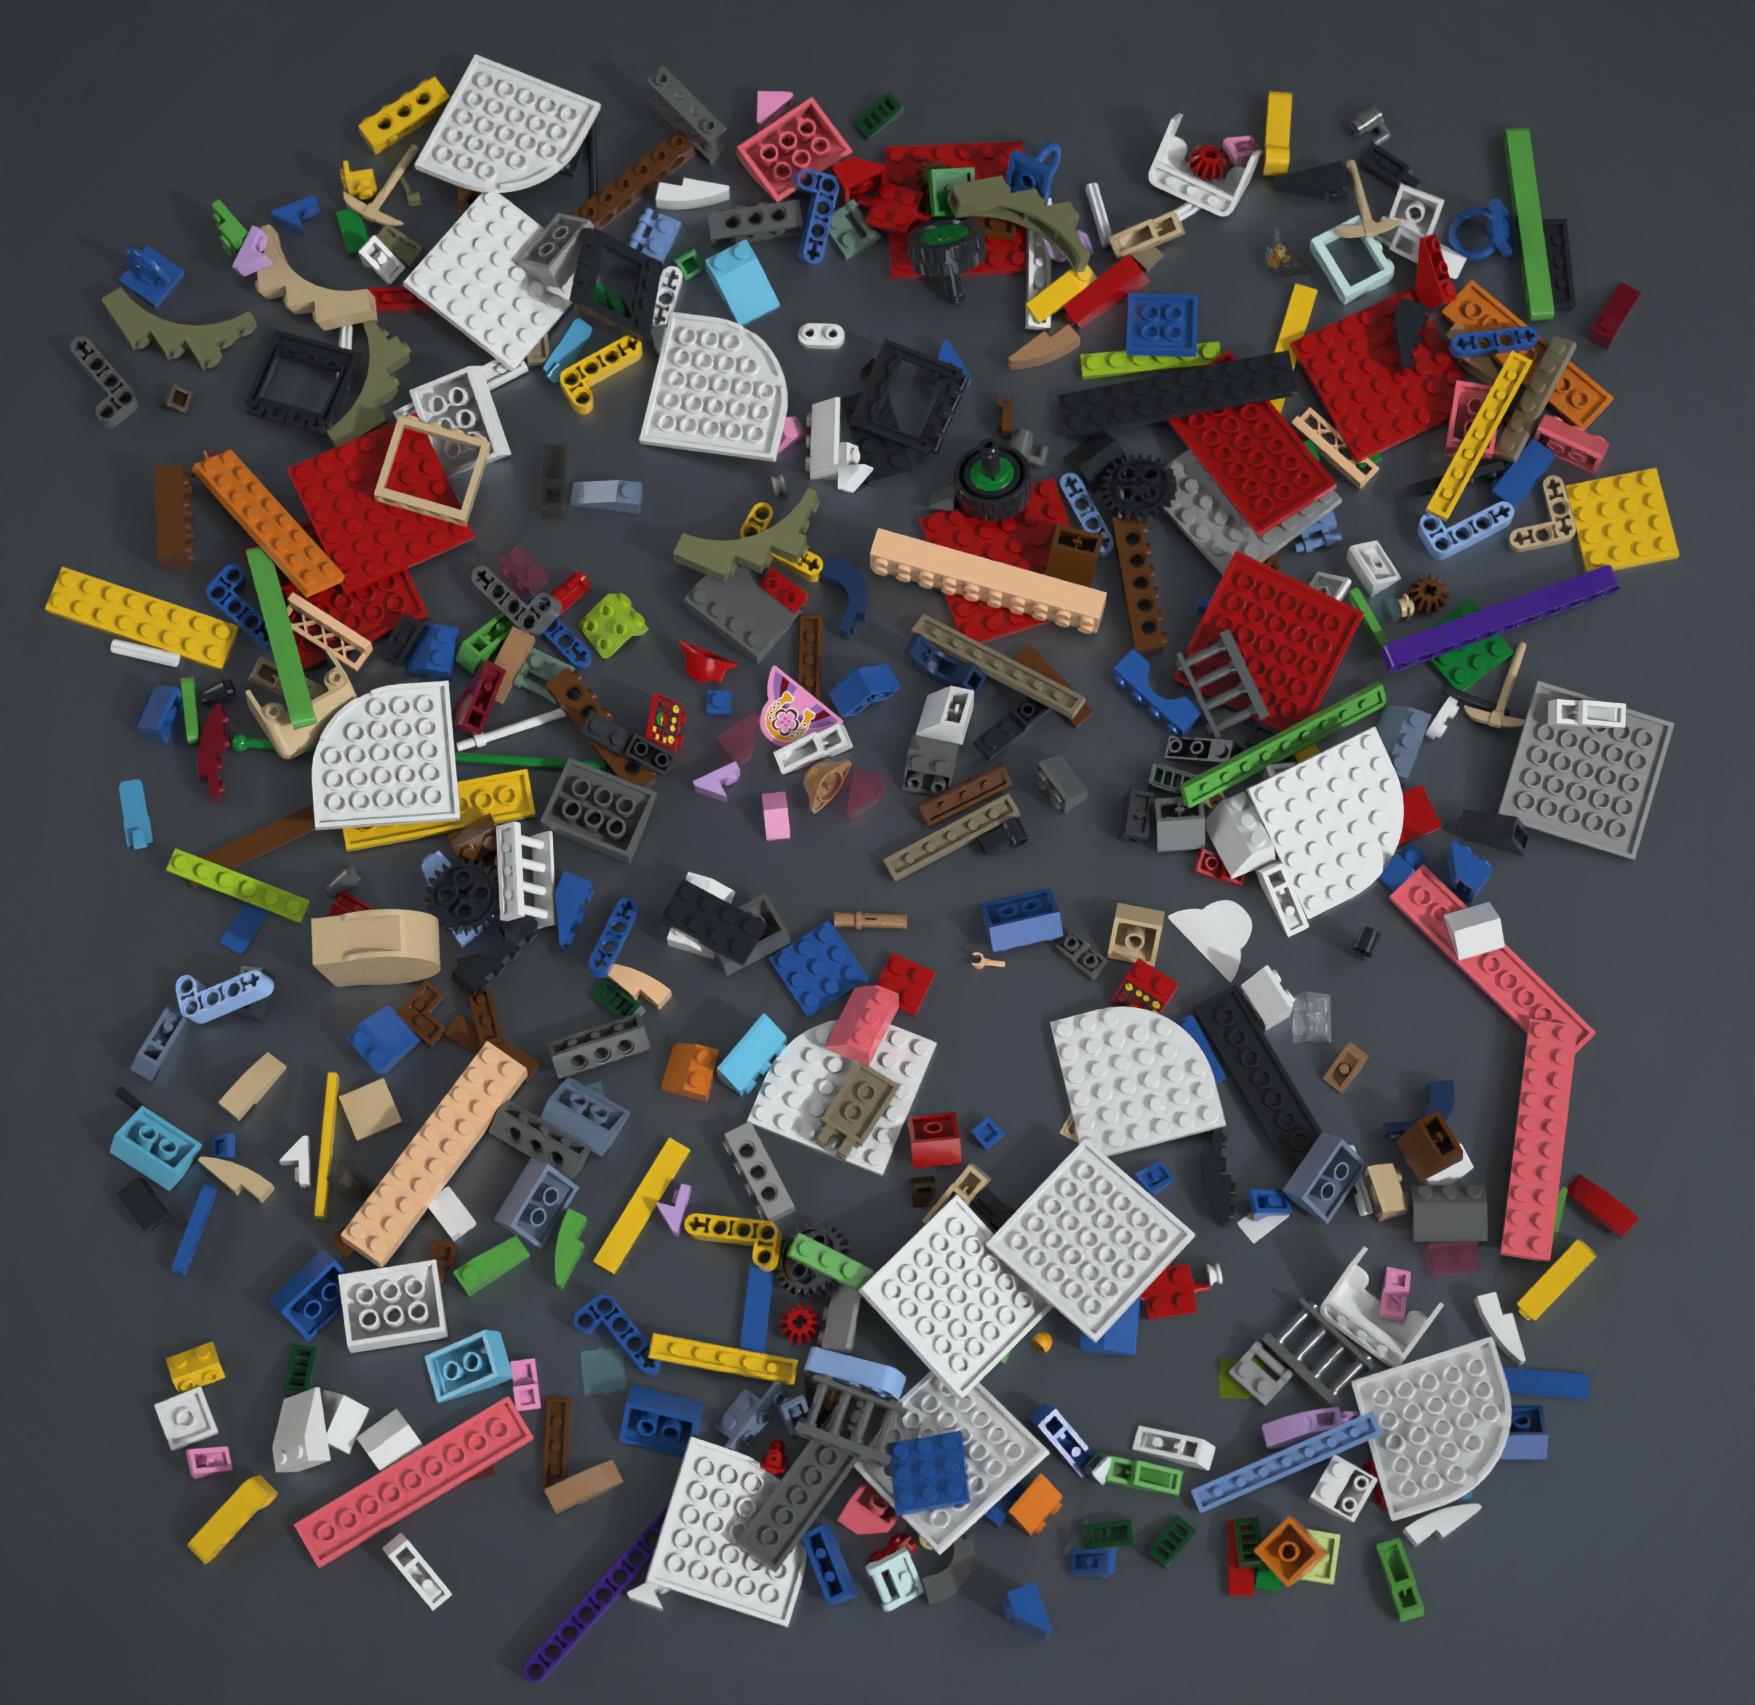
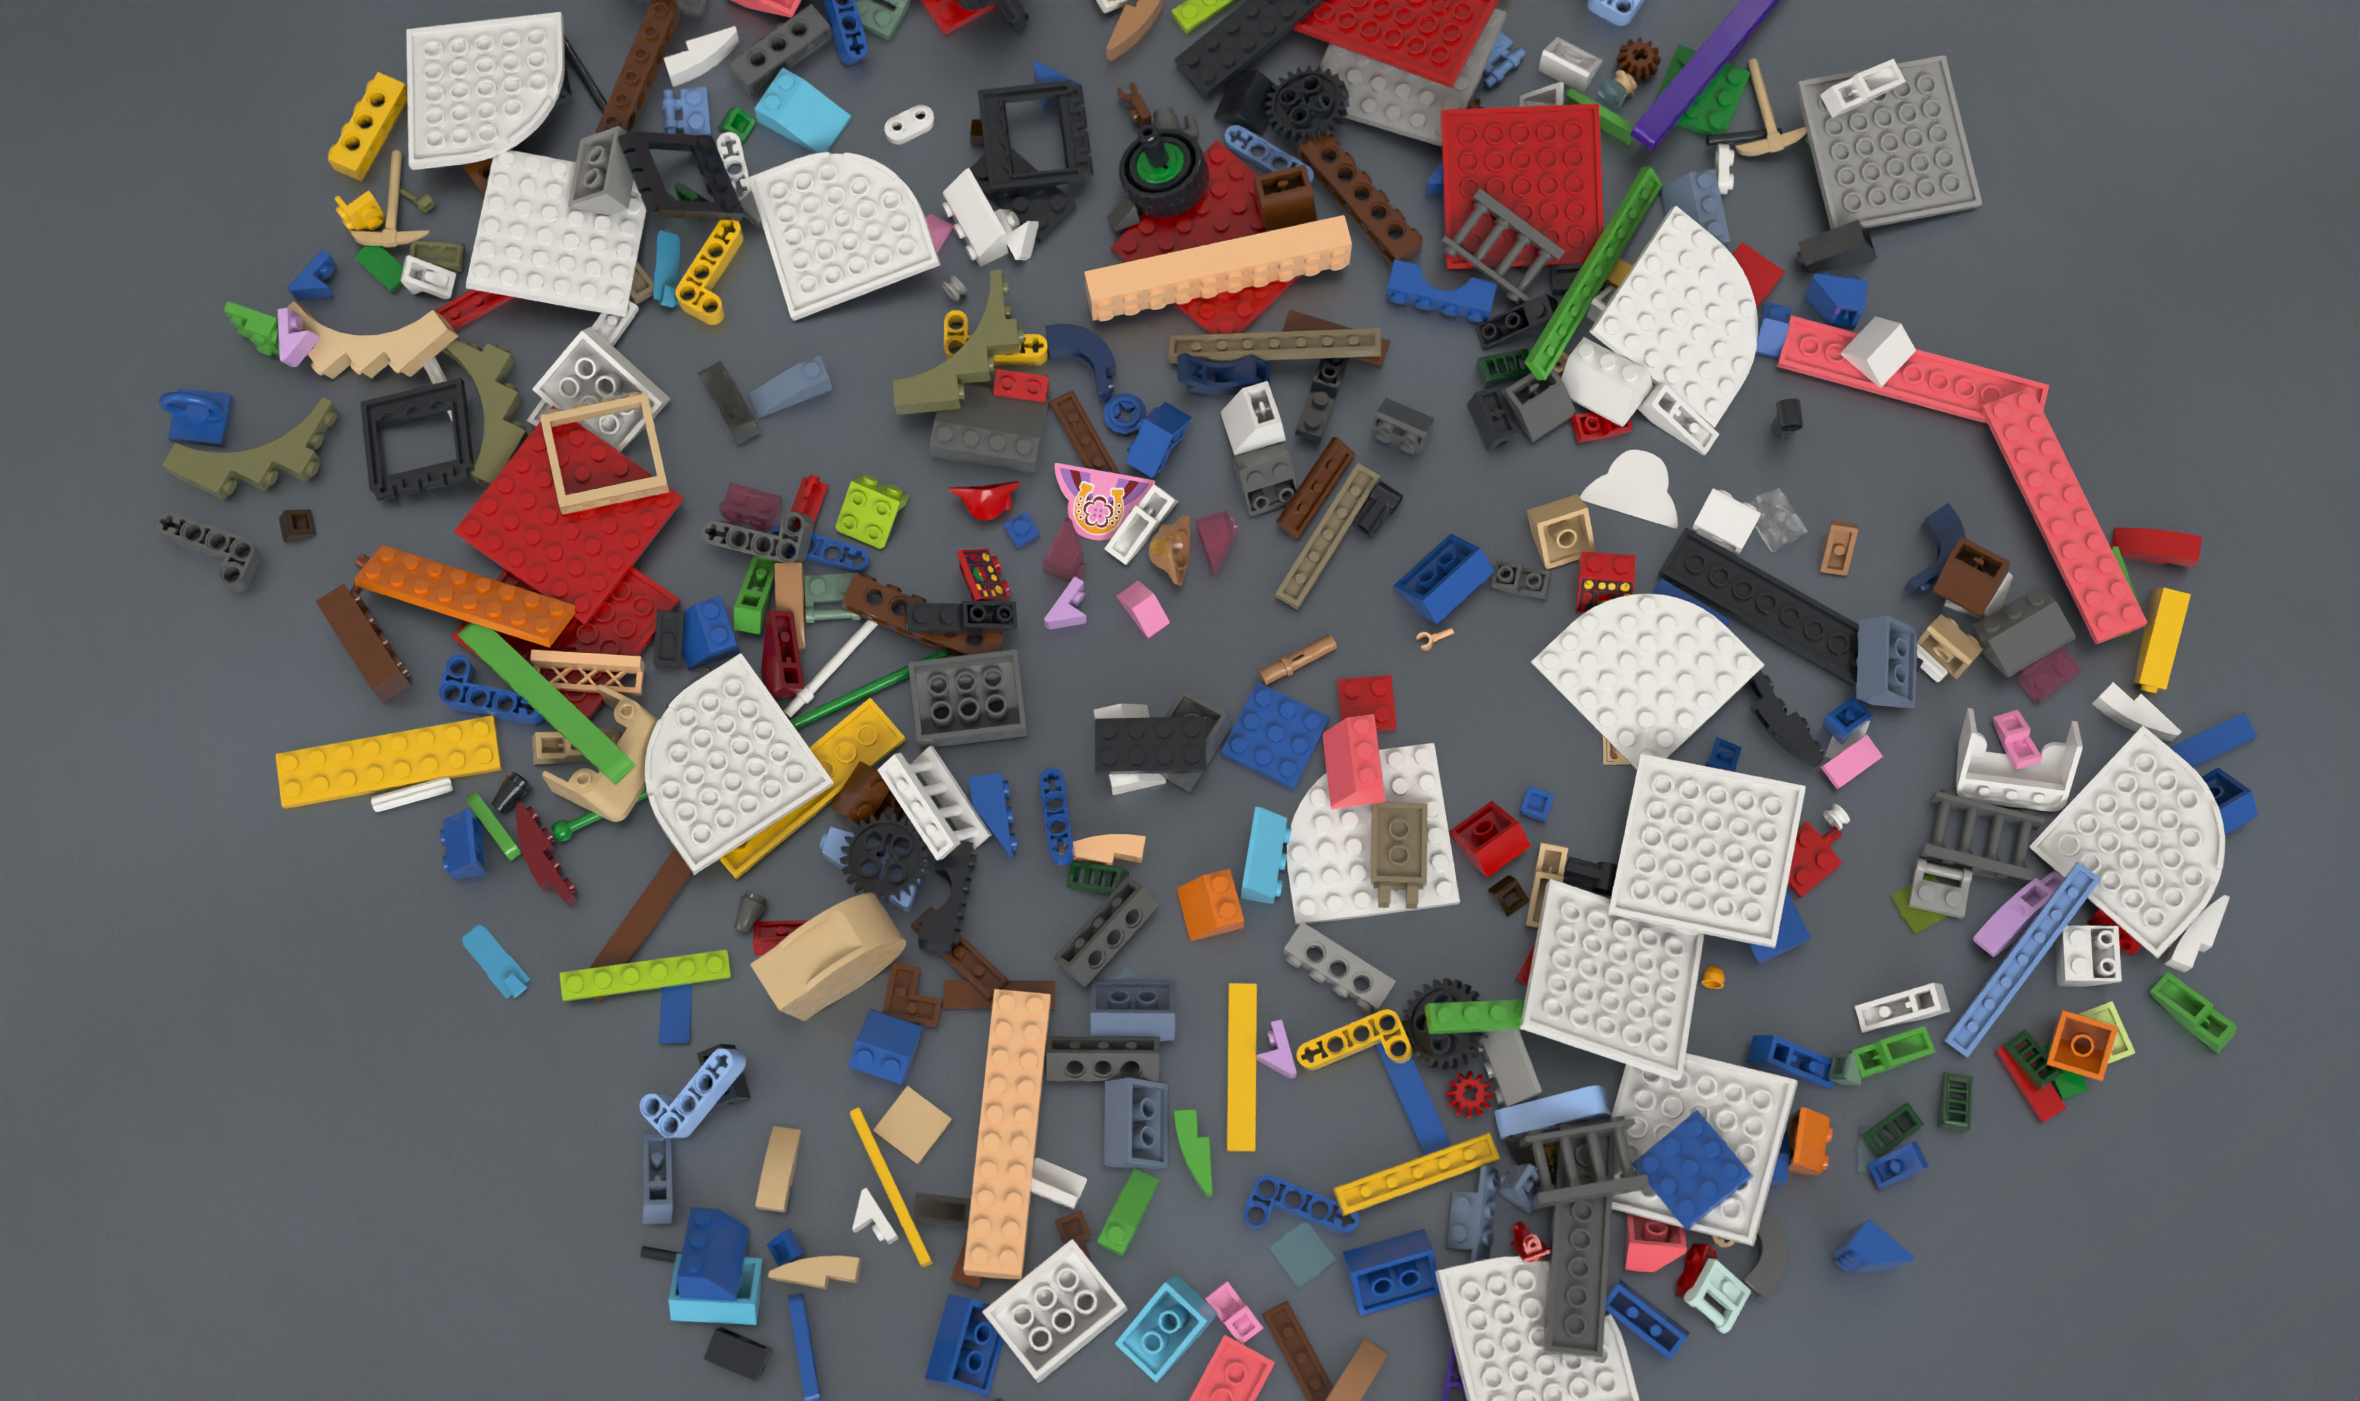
camera: 30 degrees left, 0 degrees up
(165, 1121) = (712, 1256): none -> blue slope
(844, 648) = (1129, 403): none -> blue gear
(1252, 1238) = (1851, 761): none -> bright pink slope

